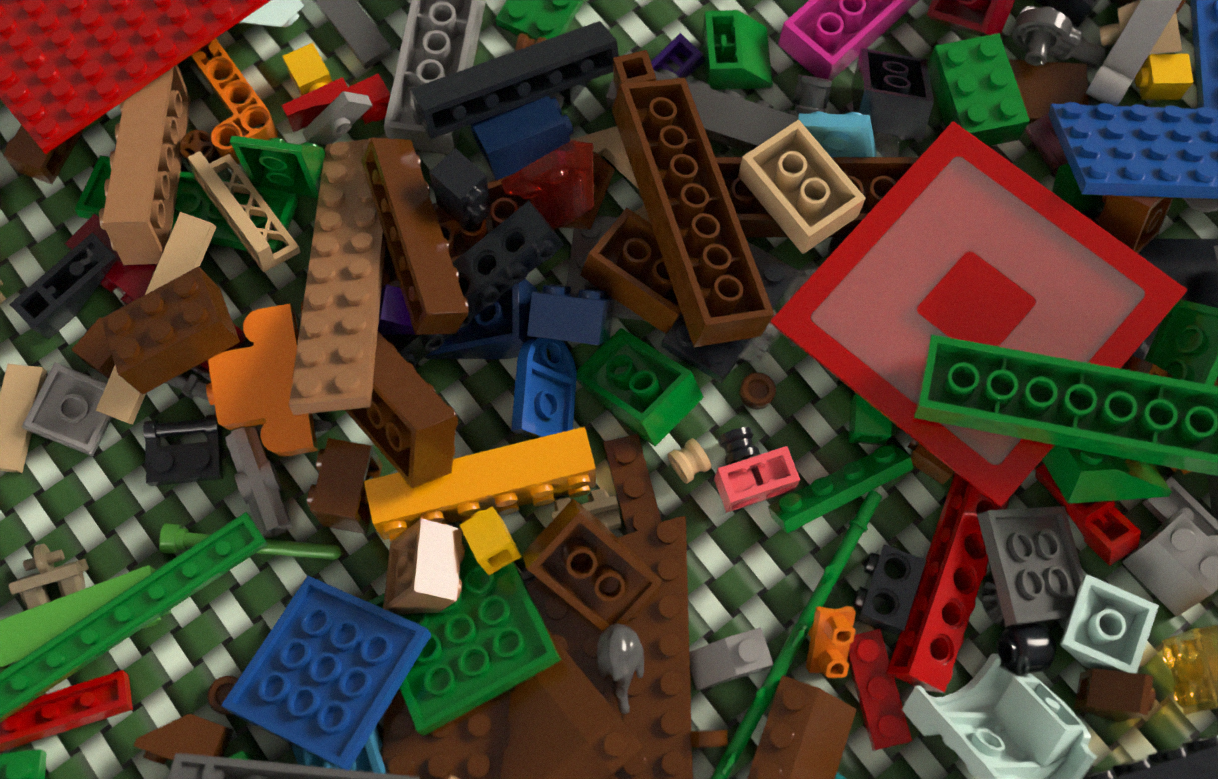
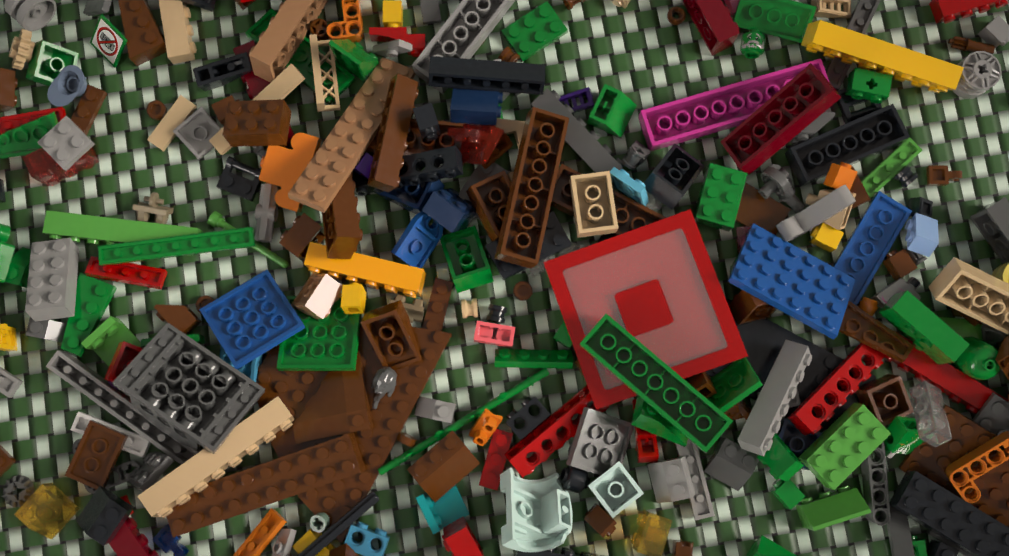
camera: 30 degrees right, 10 degrees up
(632, 68) = (546, 101): reddish brown brick -> none

